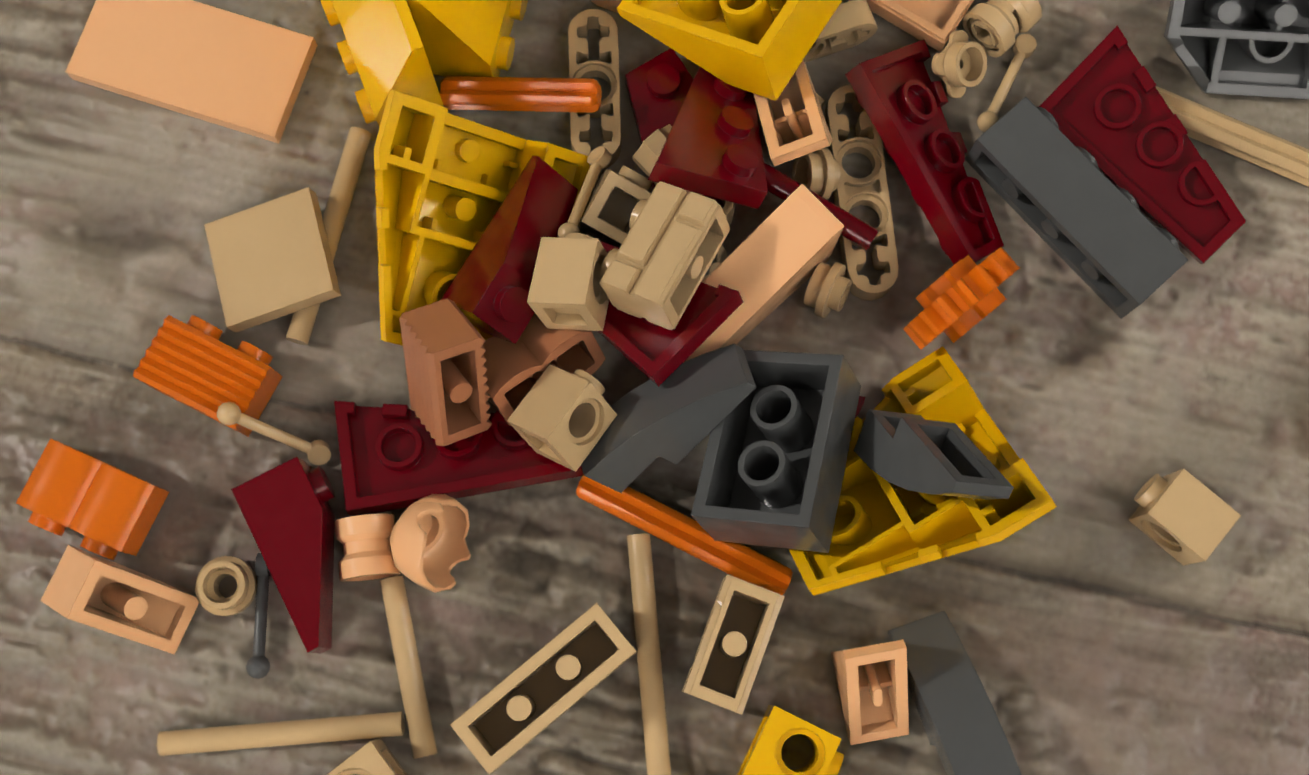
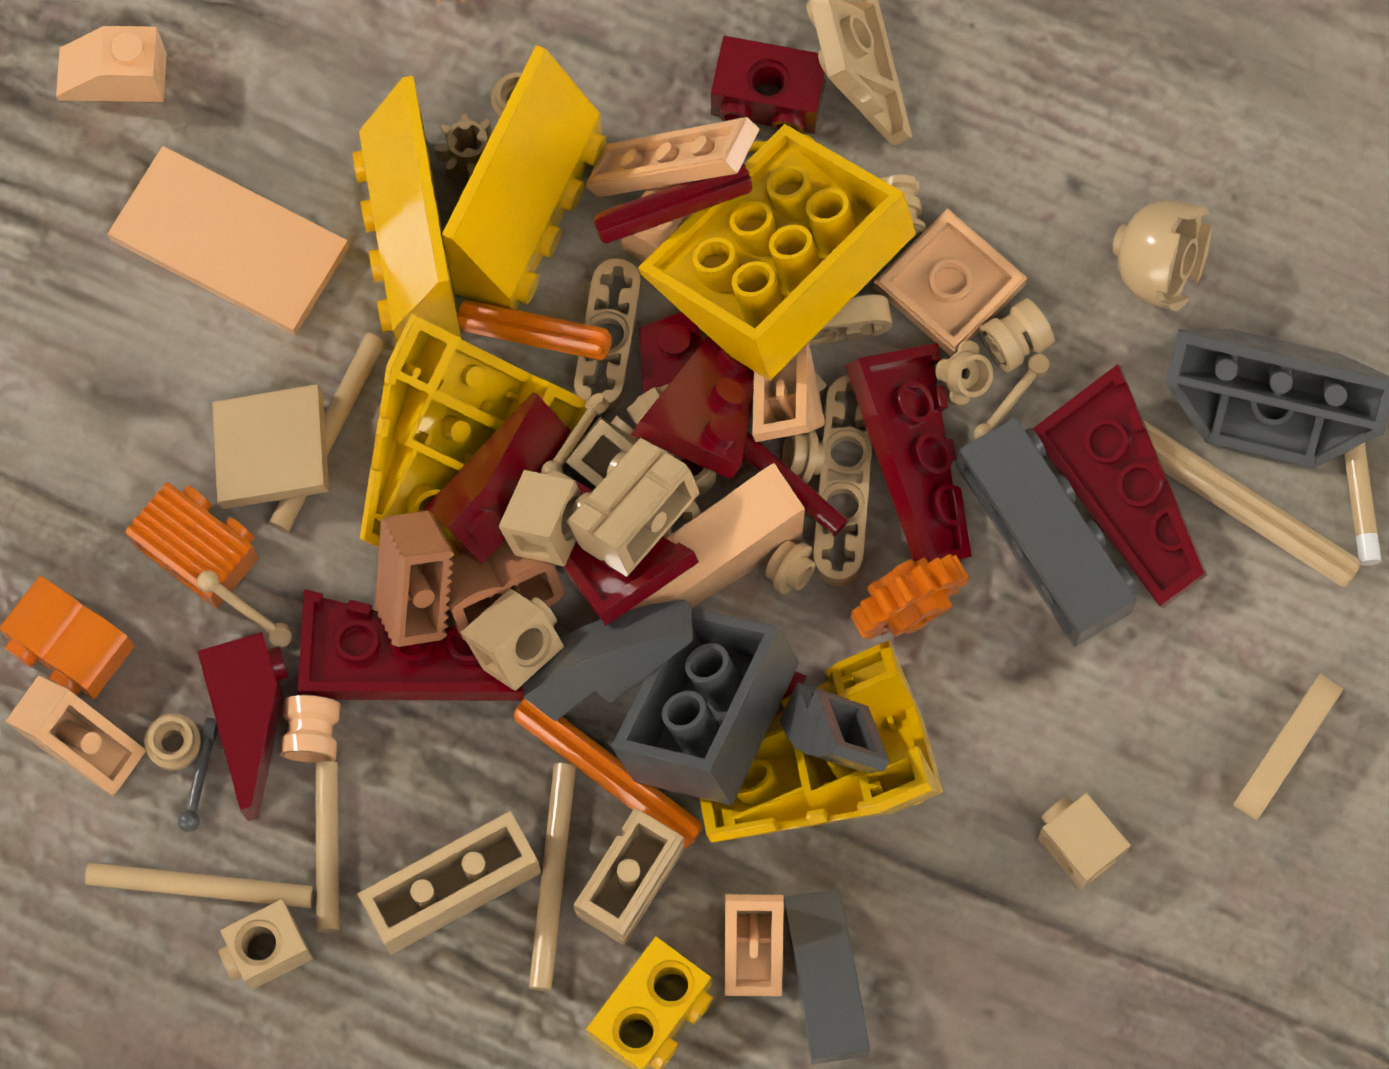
camera: 15 degrees right, 5 degrees down
(431, 541) = (370, 732): light nougat hair -> none

